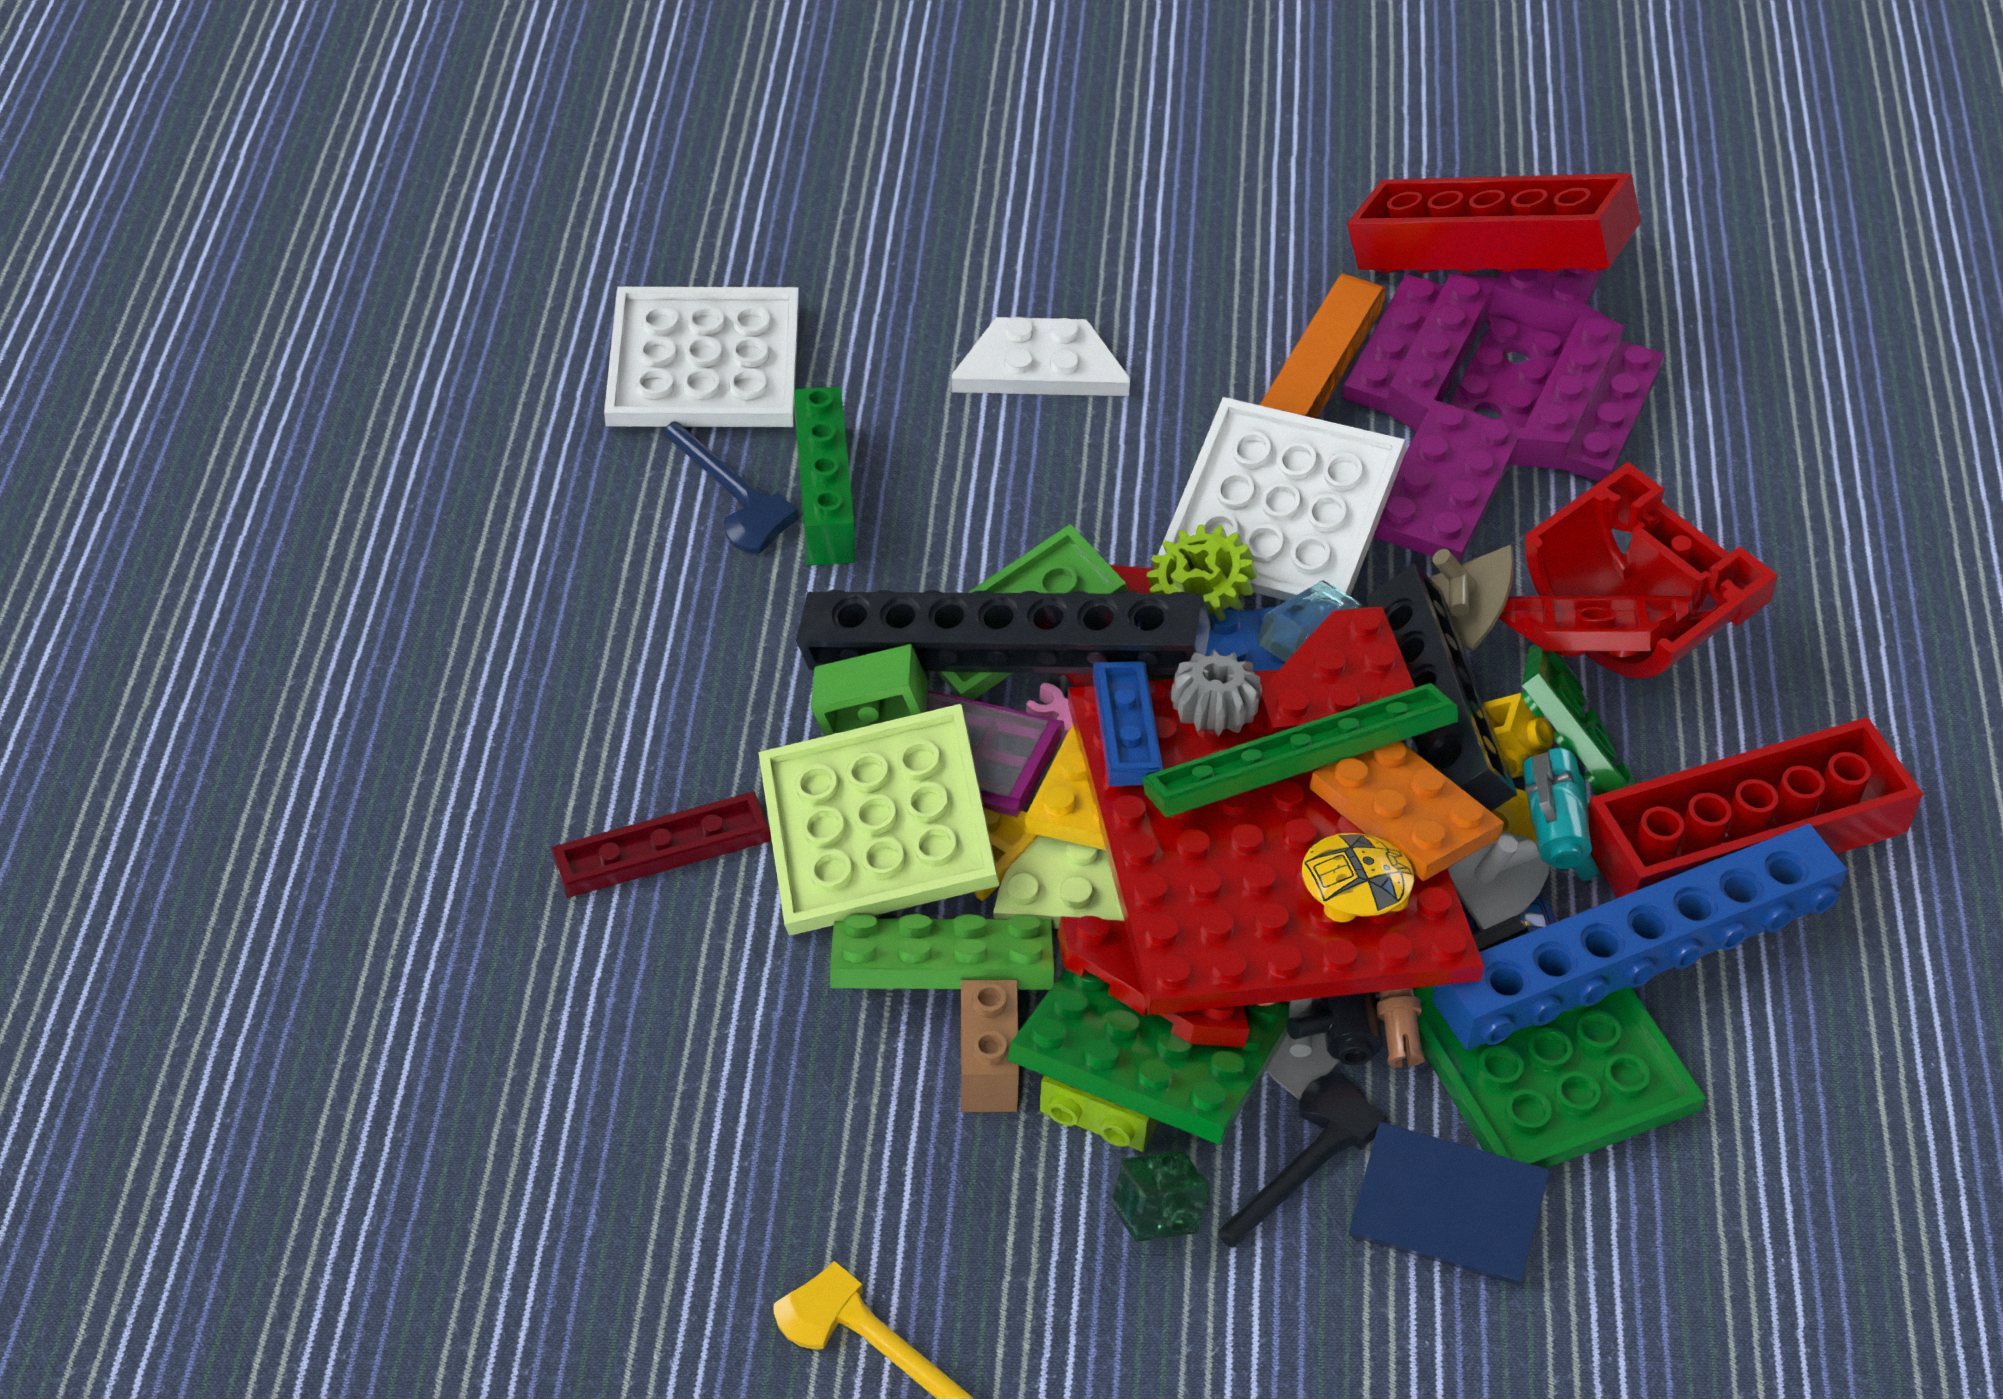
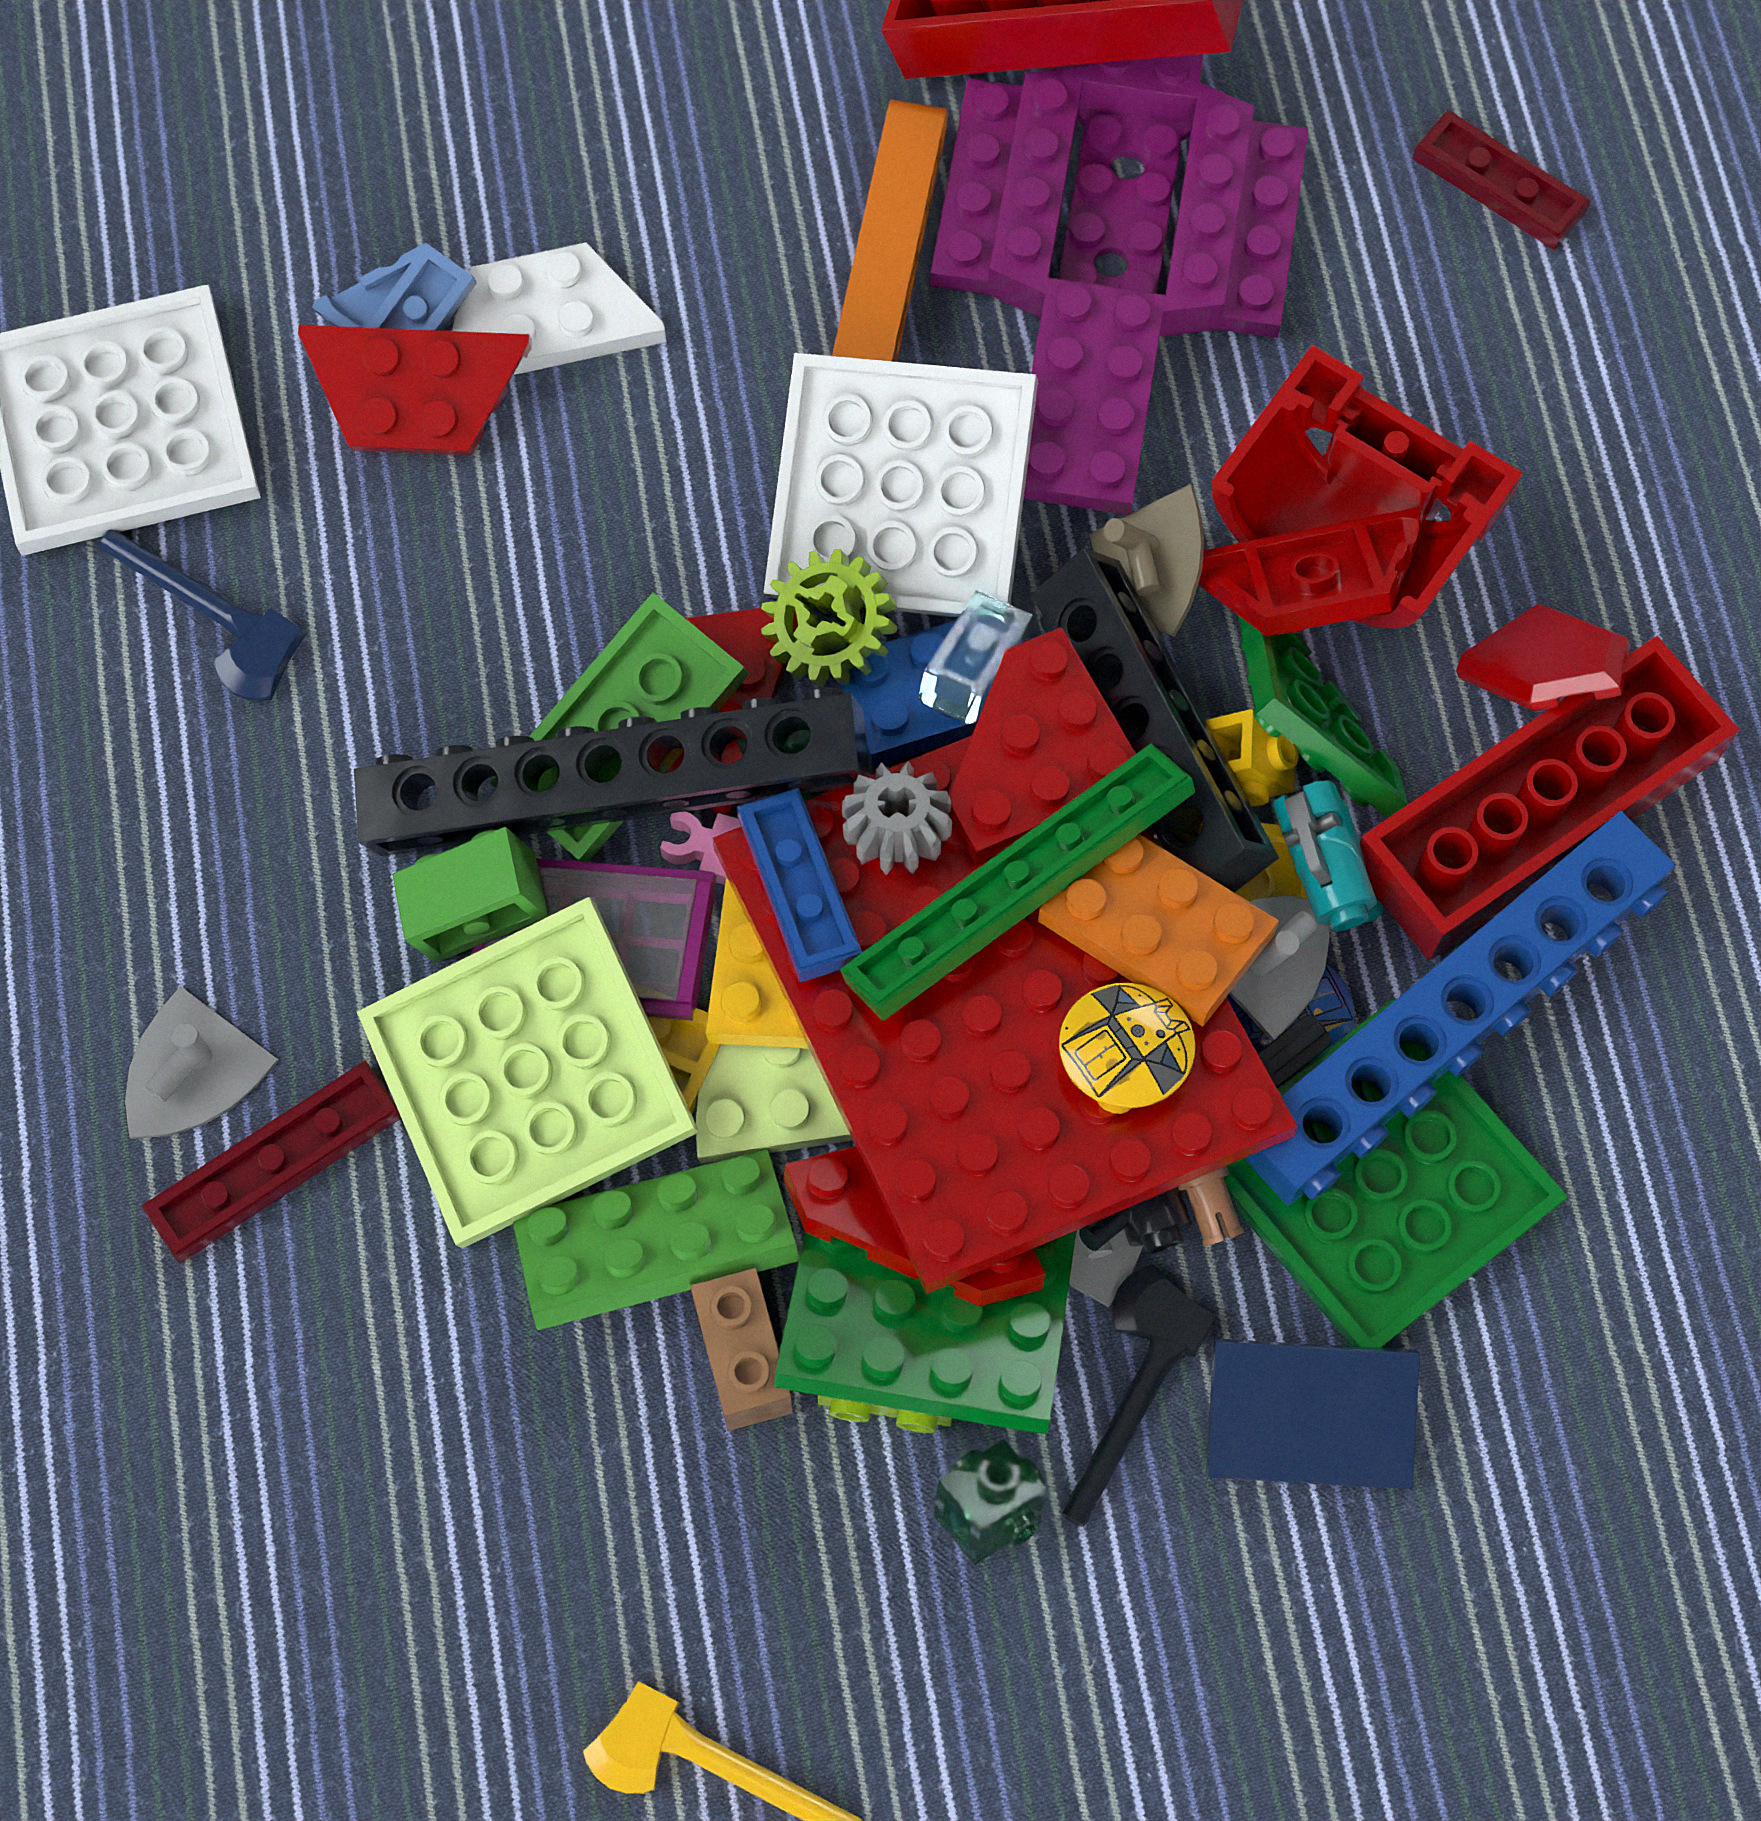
camera: 15 degrees left, 20 degrees up
(618, 773) = (190, 1069): none -> light grey shield
(824, 476) = (322, 572): green brick -> none
(930, 377) = (413, 385): none -> red wing
(936, 327) = (413, 293): none -> medium blue wing
(1780, 716) = (1547, 658): none -> red tile
(1814, 420) = (1501, 179): none -> dark red tile

